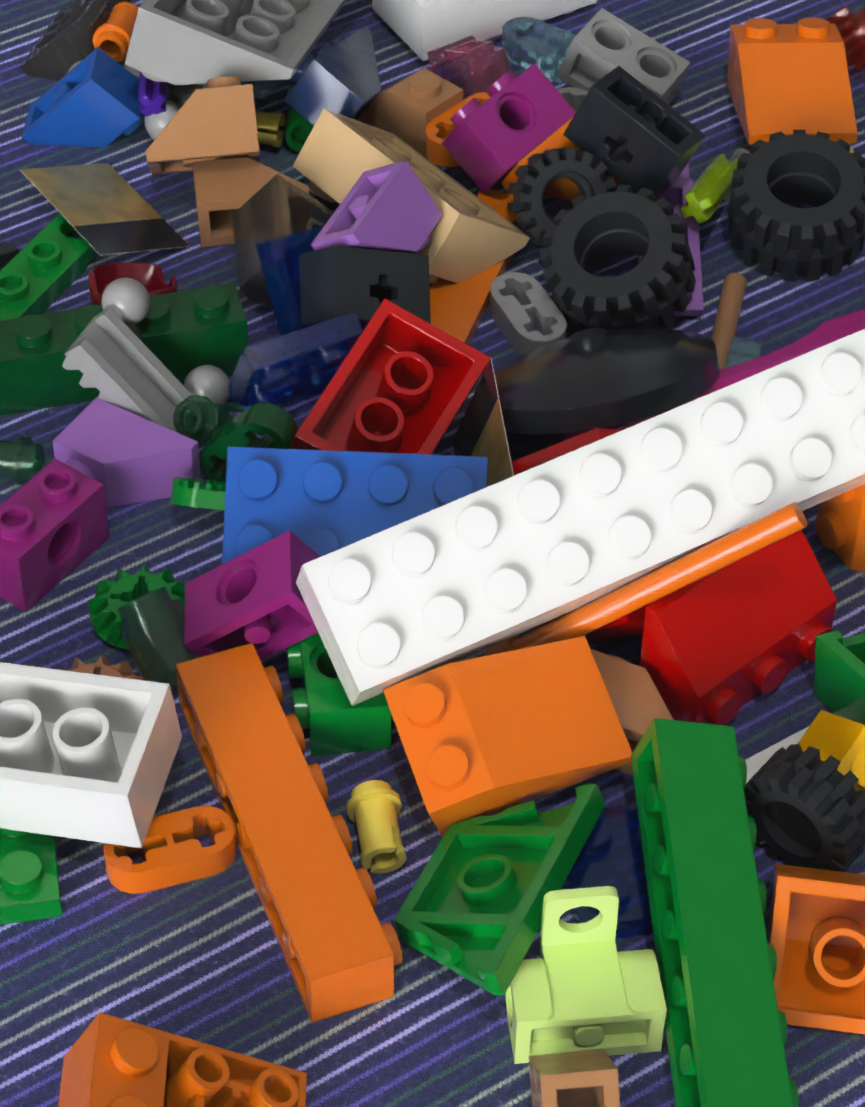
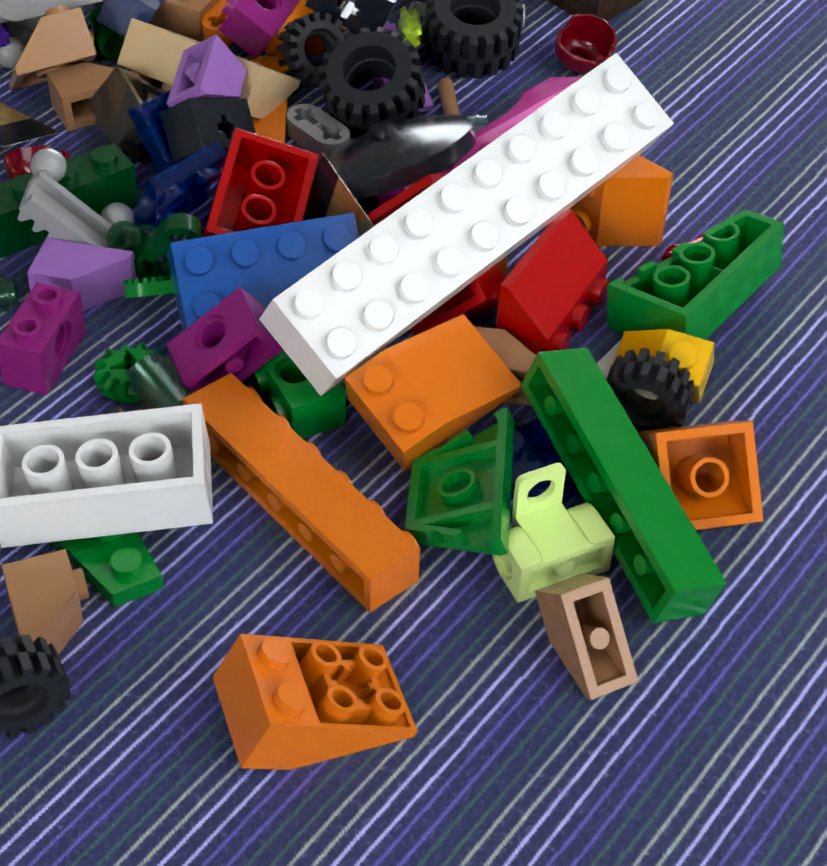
camera: 20 degrees left, 0 degrees up
(173, 852) = (228, 526): orange beam -> none
(375, 812) = (359, 466): light yellow pin -> none
(663, 580) = (508, 264): orange bar -> none

